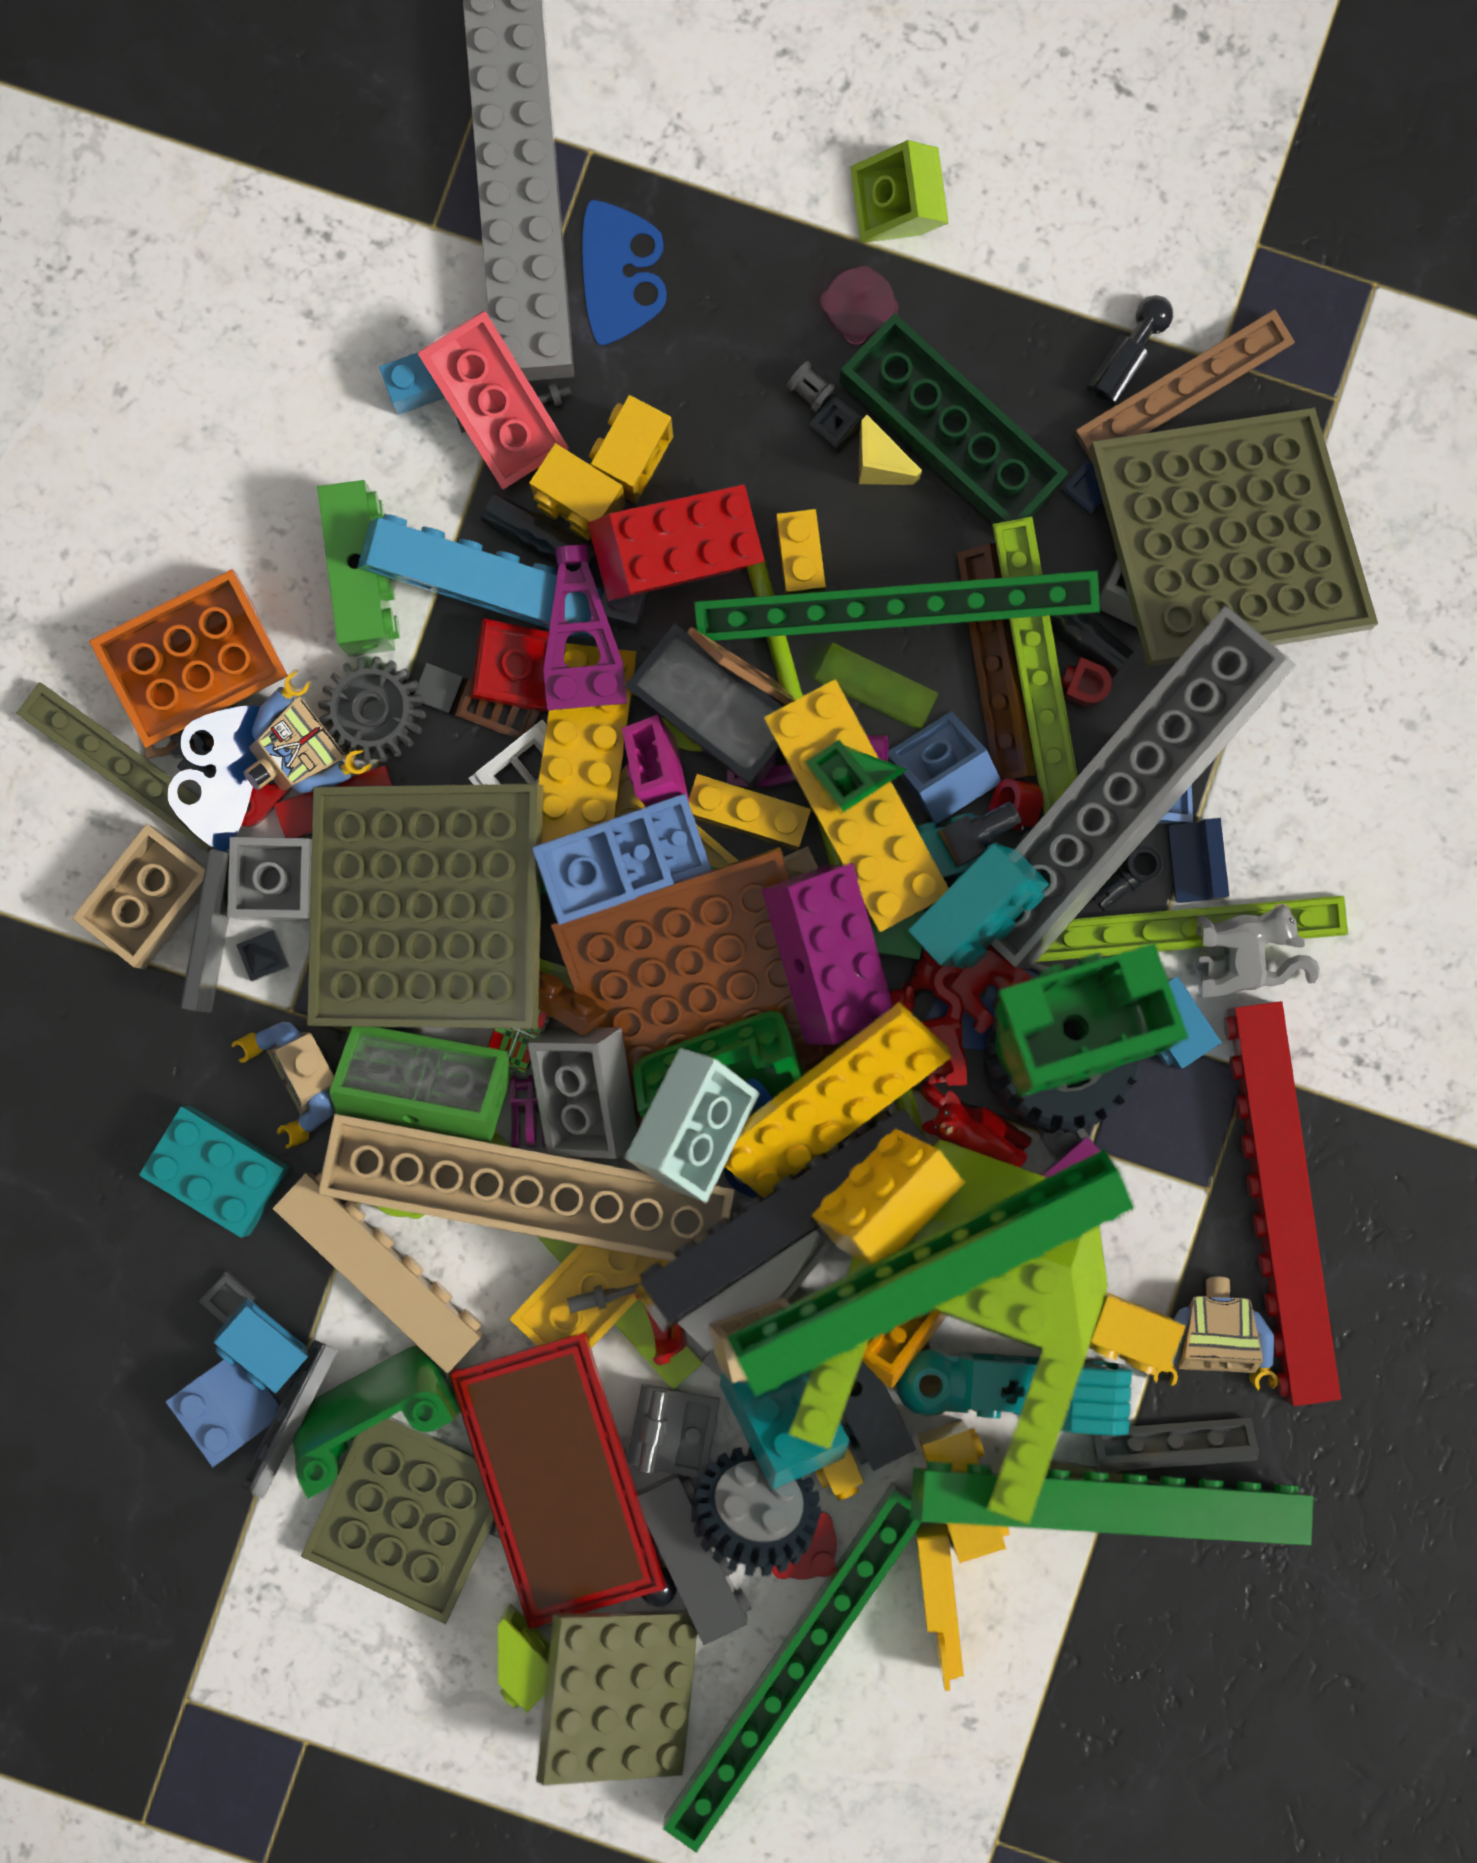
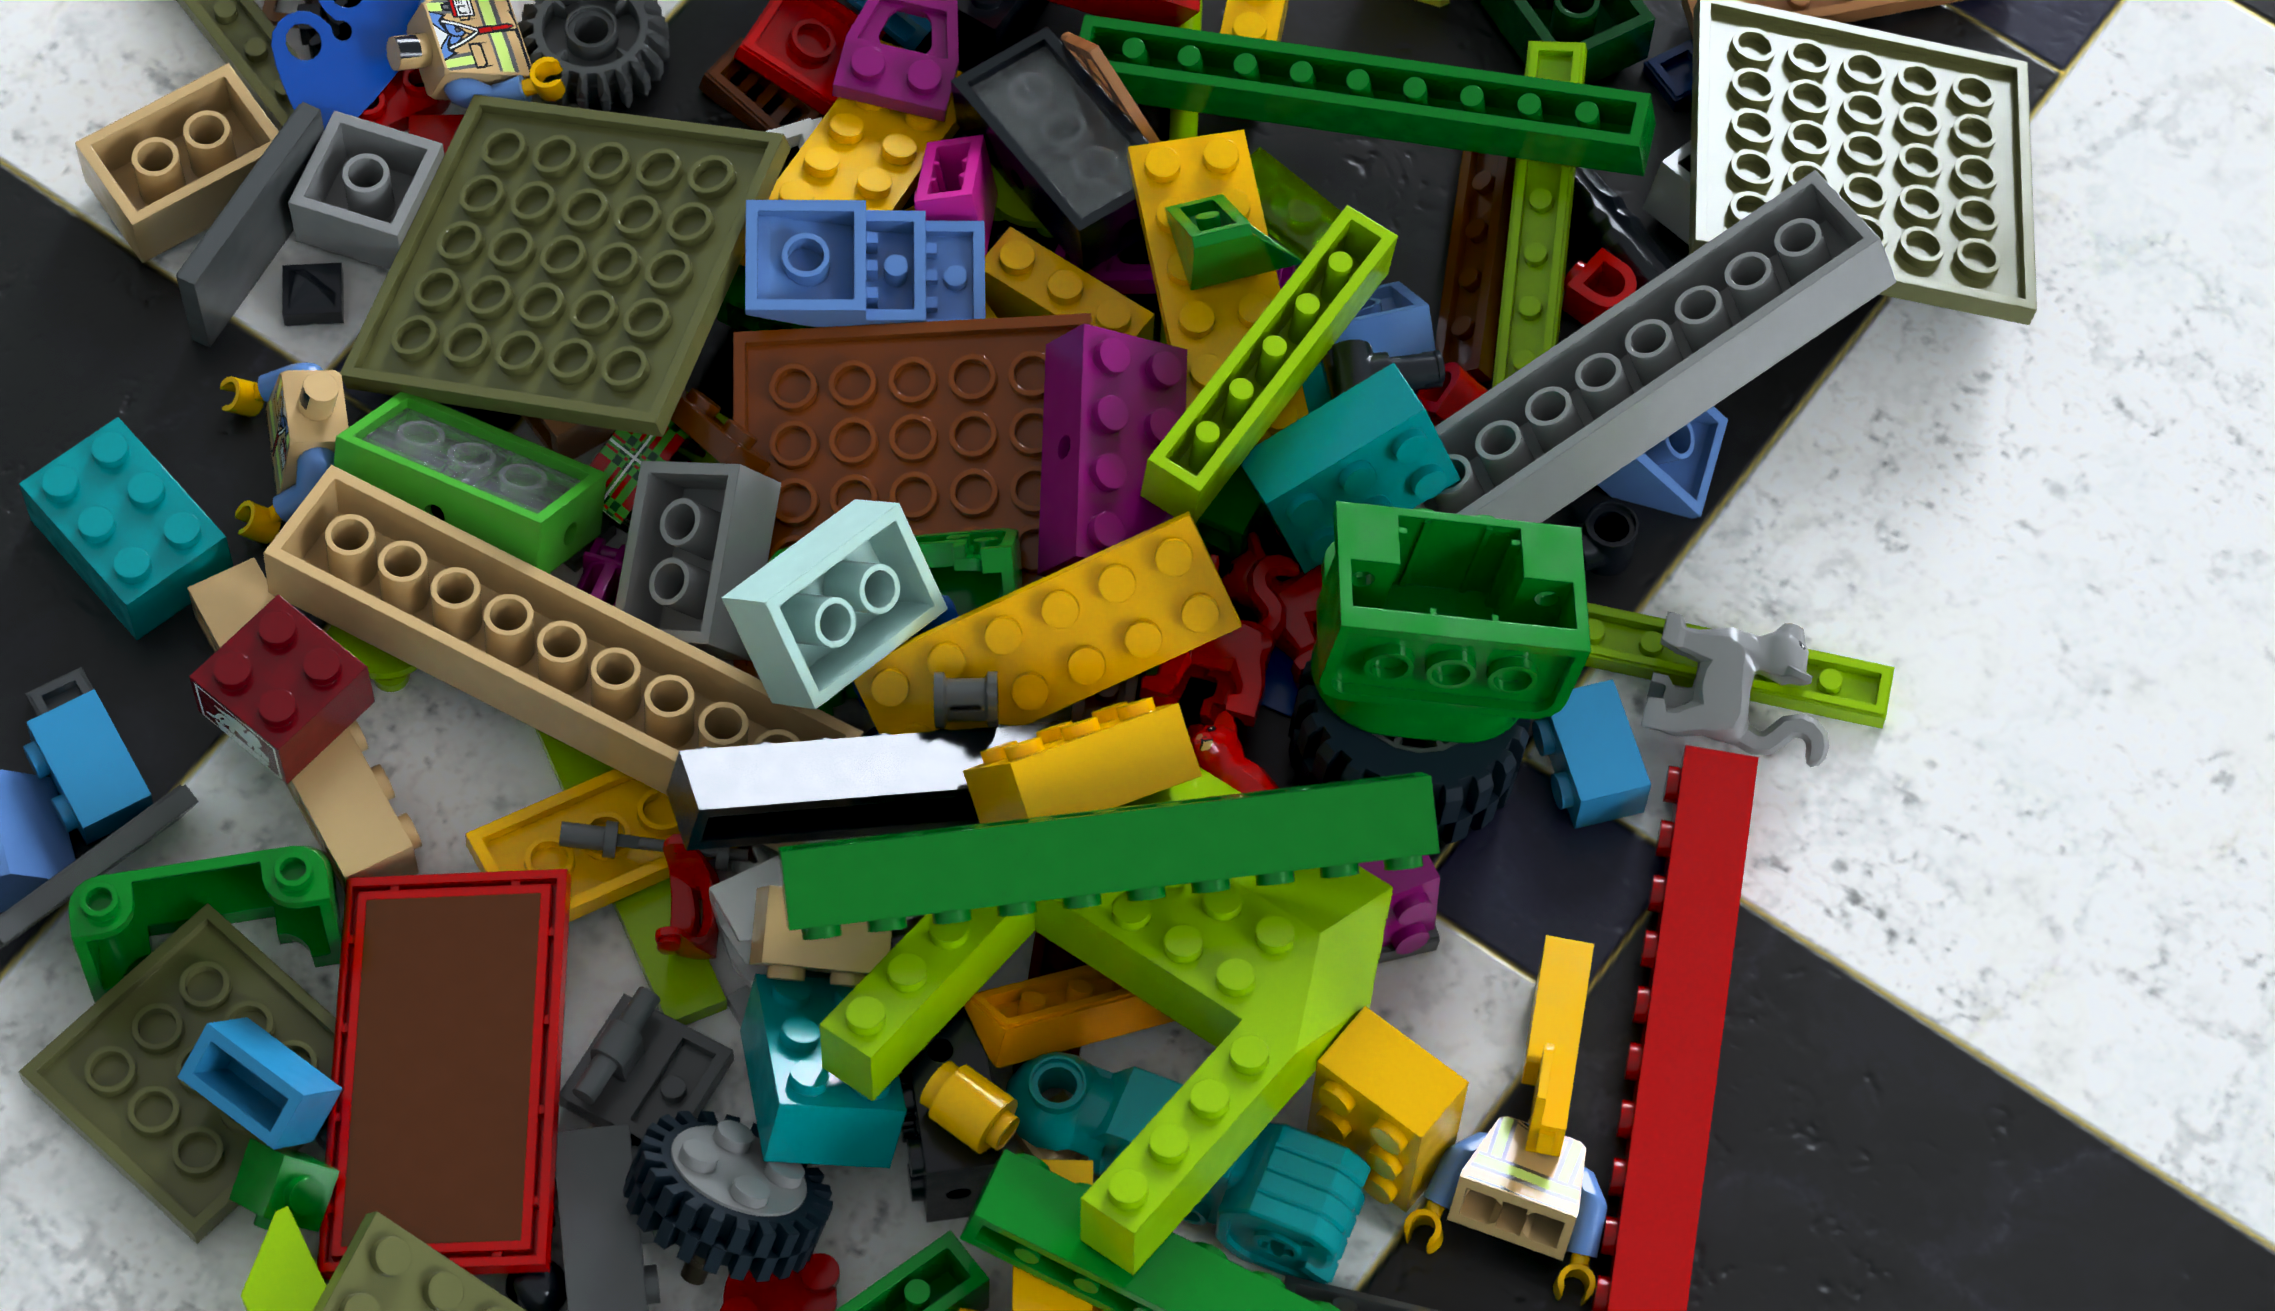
camera: 15 degrees right, 25 degrees down
(362, 1272) = (282, 688): none -> dark red brick
(439, 688) = (694, 49): dark grey tile -> none
(452, 1533) = (260, 1083): none -> dark azure piece
(488, 1582) = (282, 1179): none -> green brick
(795, 1160) = (965, 699): none -> dark grey bush
(842, 1477) = (875, 1205): yellow brick -> none
(889, 1431) = (970, 1107): none -> yellow brick
(915, 869) = (1268, 365): none -> lime brick
(1198, 861) = (1692, 563): dark blue panel -> none
(1212, 1239) = (1555, 1039): none -> yellow piece

